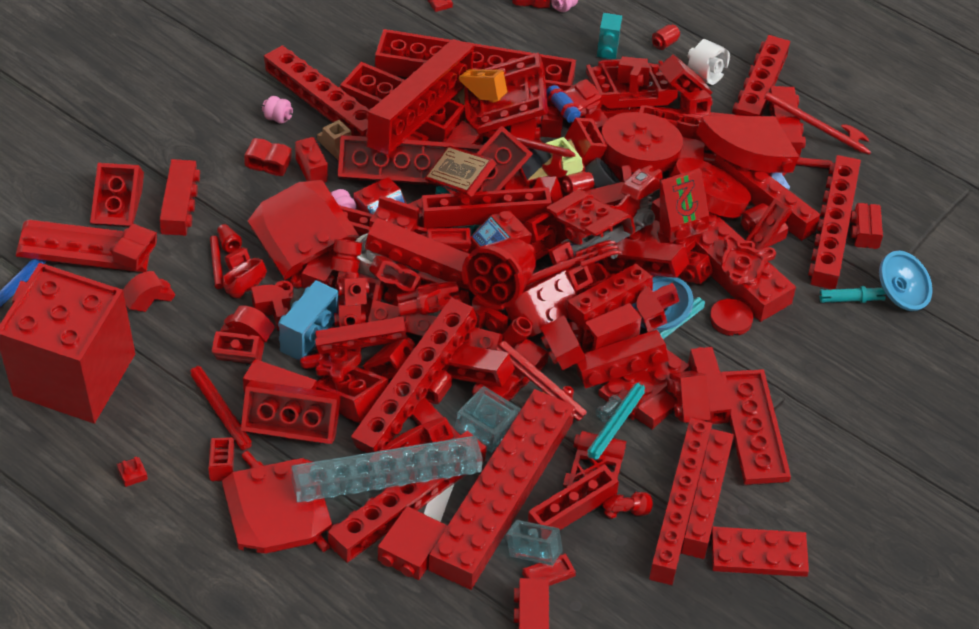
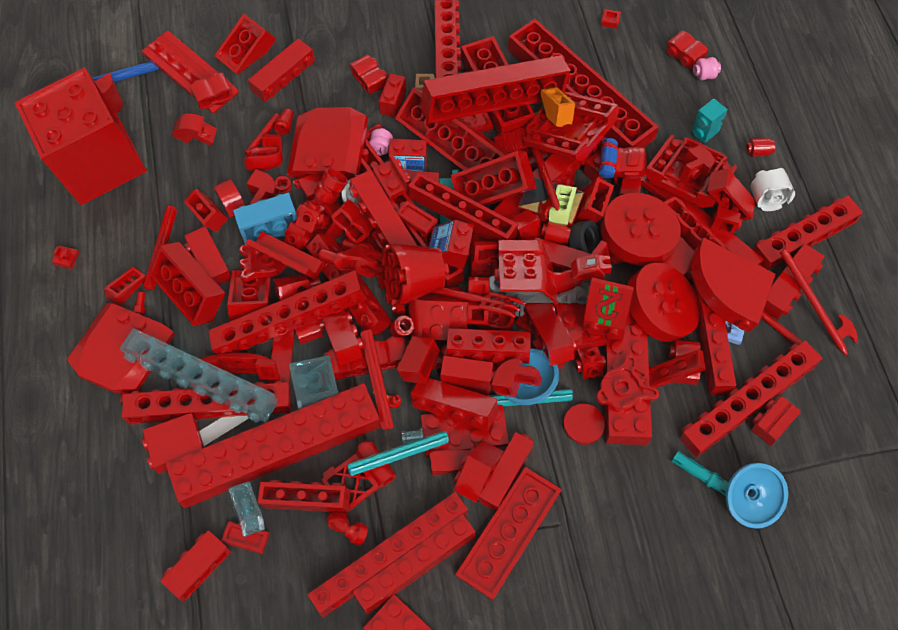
camera: 45 degrees right, 15 degrees up
(277, 109) = (408, 41): bright pink piece -> none
(460, 171) = (463, 169): tile -> none

